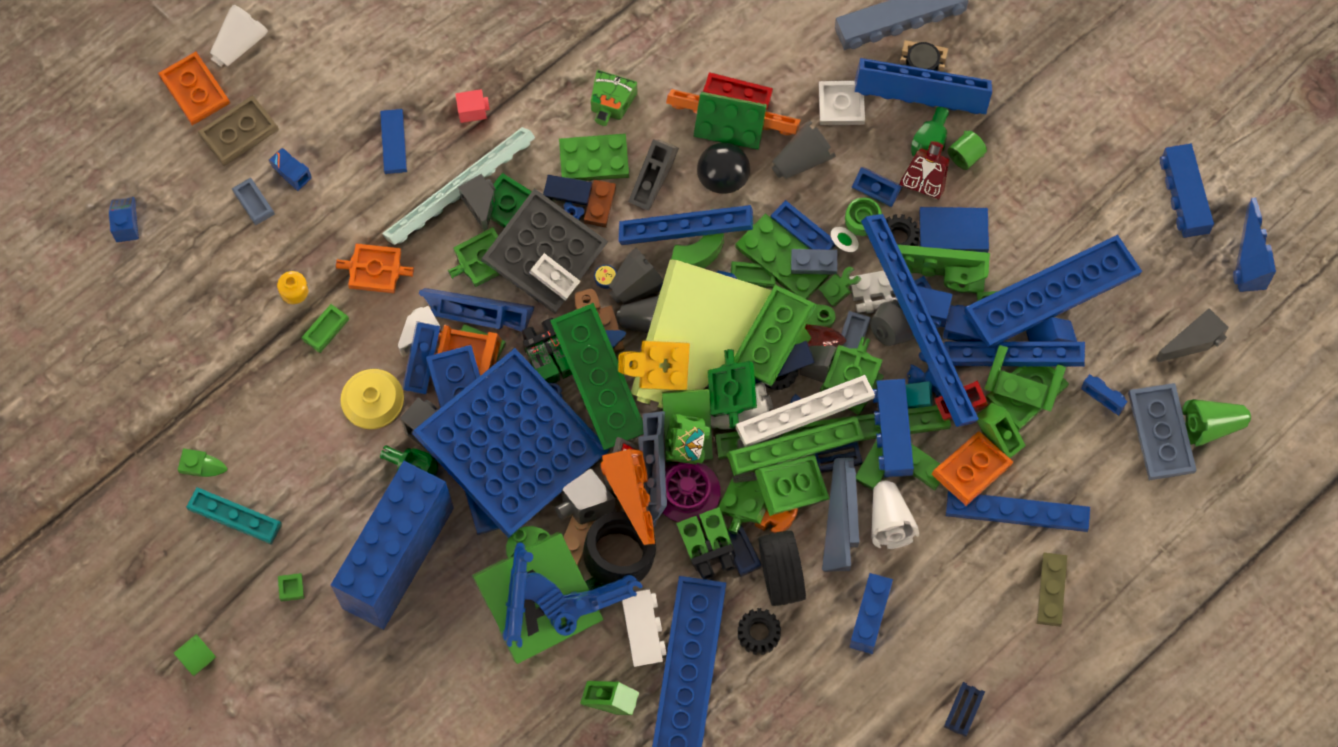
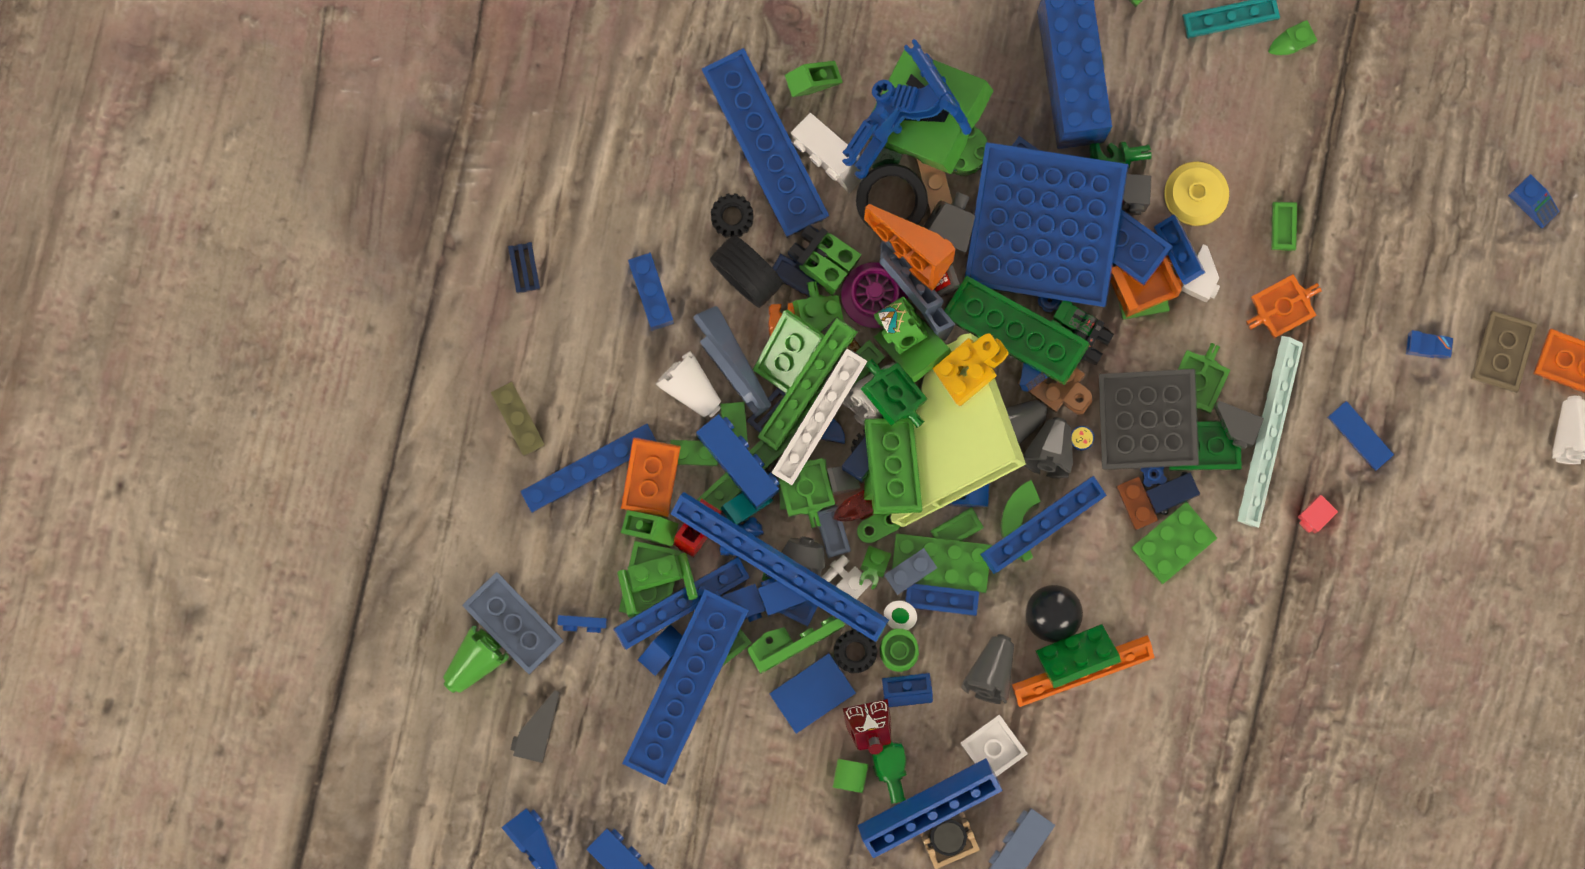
camera: 140 degrees right, 15 degrees up
(253, 201) = (1437, 295): sand blue tile -> none
(292, 287) = (1337, 238): yellow head -> none
(478, 309) = (1167, 331): blue wedge -> none
(554, 276) = (1120, 398): white plate -> none
(611, 96) = (1201, 609): bright green torso -> none
(653, 173) = (1110, 562): dark grey slope -> none
(737, 89) = (1093, 695): red plate -> none

